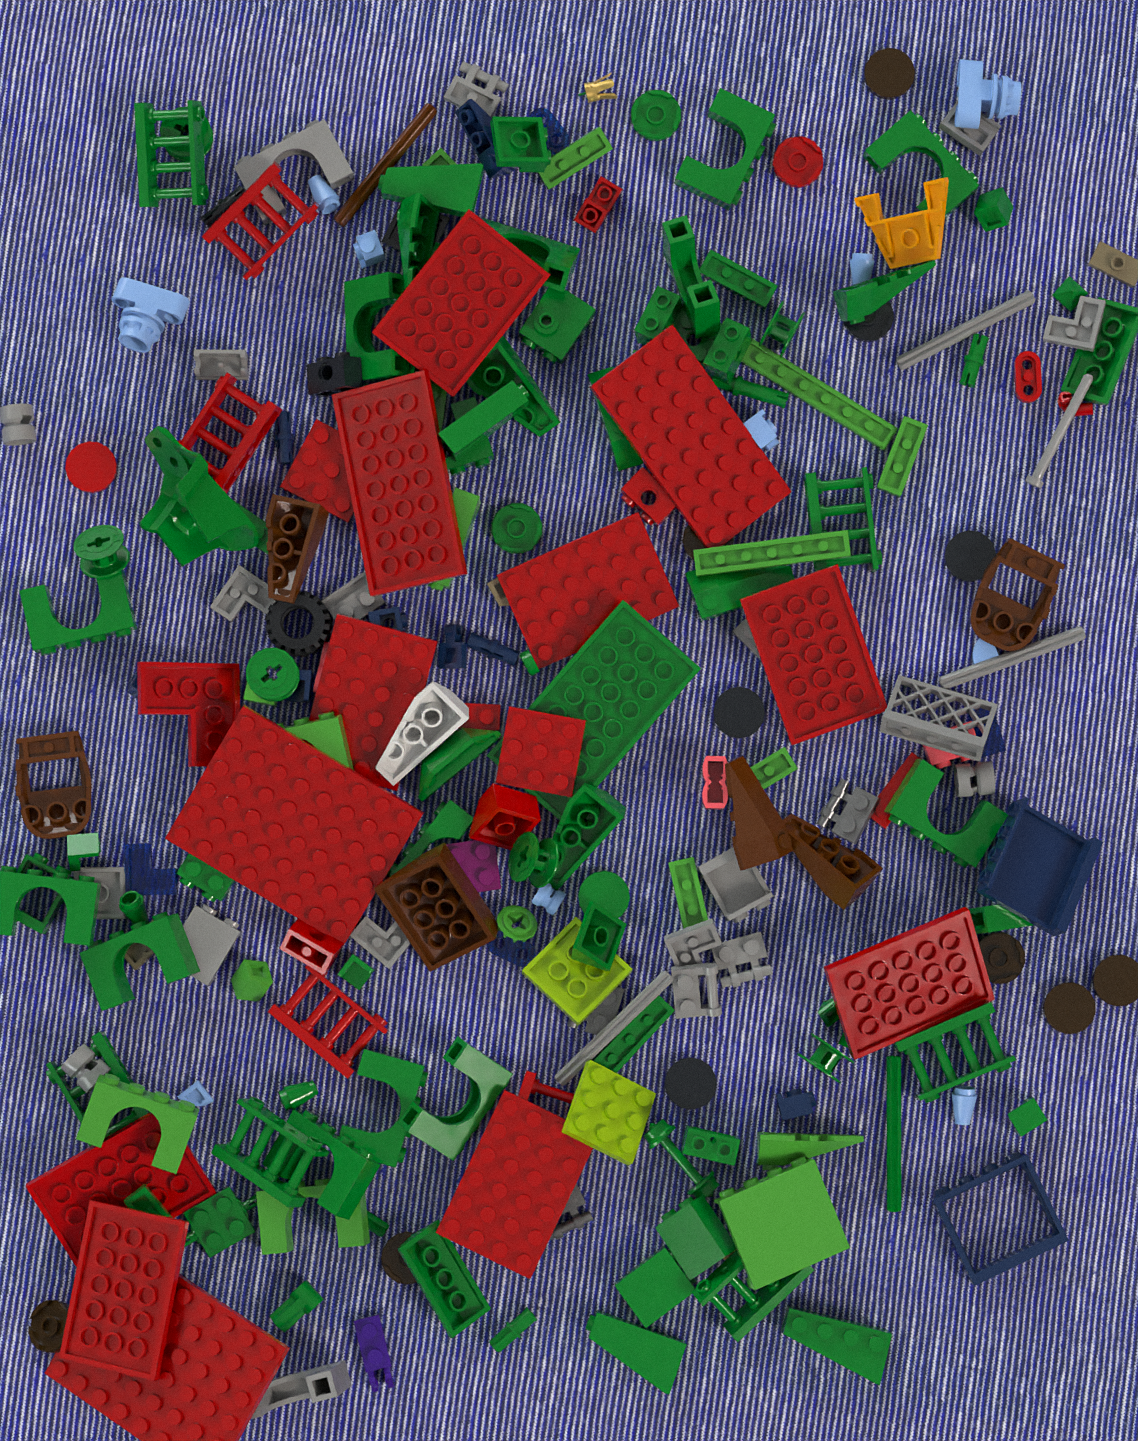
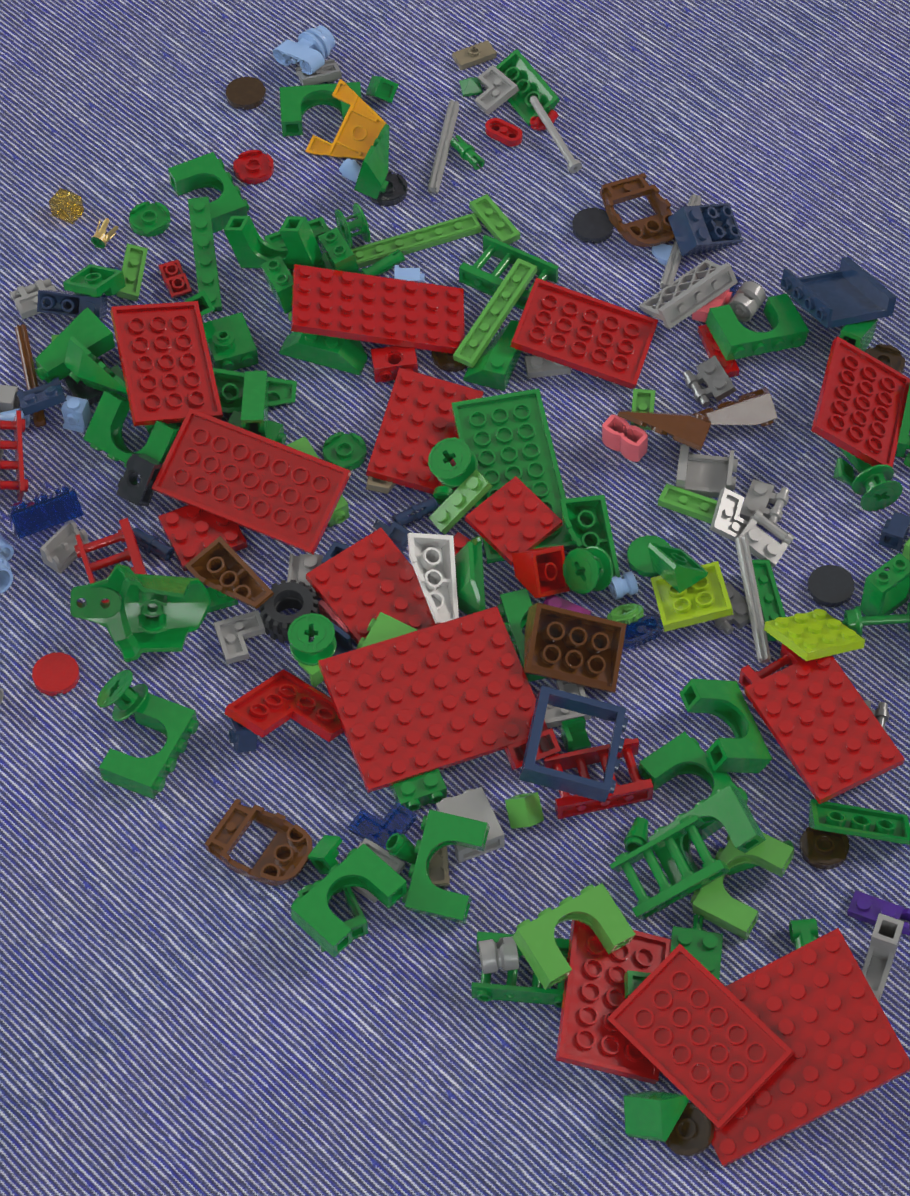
camera: 50 degrees left, 30 degrees down
(44, 1291) = (652, 1114): none -> green slope
(230, 325) = (44, 511): none -> clear blue slope
(309, 949) = (565, 781): none -> dark blue window
(354, 212) = (41, 397): none -> dark blue plate
(527, 686) = (460, 501): none -> bright green plate
(546, 642) = (440, 464): none -> green piece
(606, 24) = (66, 206): none -> clear yellow brick
(642, 212) = (204, 249): none -> green plate
(738, 712) = (586, 404): black tile -> none
(1039, 675) = (704, 228): none -> dark blue slope

